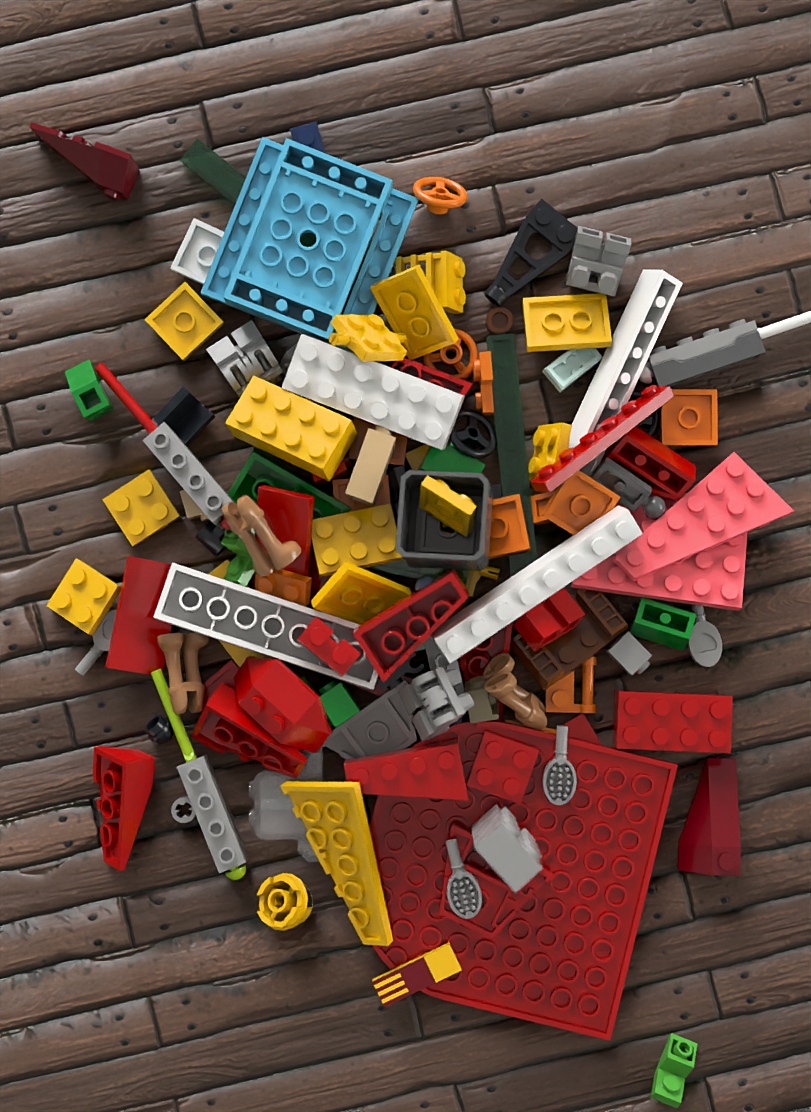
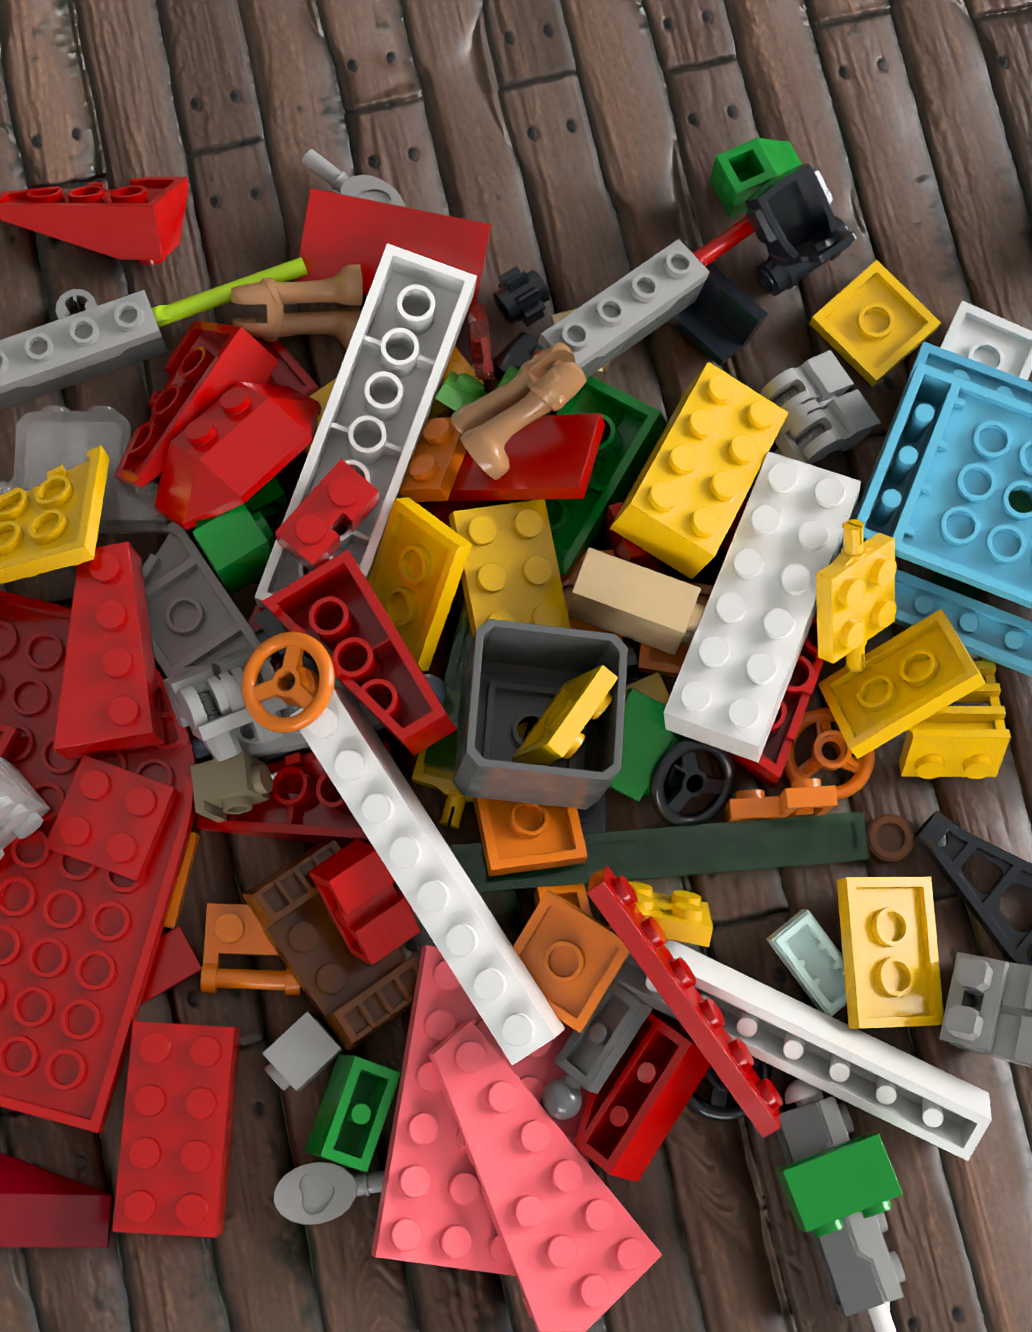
camera: 85 degrees right, 10 degrees down
(84, 597) = (427, 164): yellow plate -> none
(129, 367) = (797, 227): none -> black piece
(141, 508) = (571, 254): yellow plate -> none
(159, 729) = (207, 272): black plate -> none
(172, 537) = (521, 296): none -> black gear
(206, 561) = (480, 342): none -> clear red tile
(430, 654) = (308, 692): none -> orange piece
(503, 686) = (250, 818): medium nougat piece -> none
(559, 775) = (93, 918): light grey piece -> none
(690, 418) = (722, 1173): orange plate -> none
(697, 354) = (839, 1184): none -> green brick

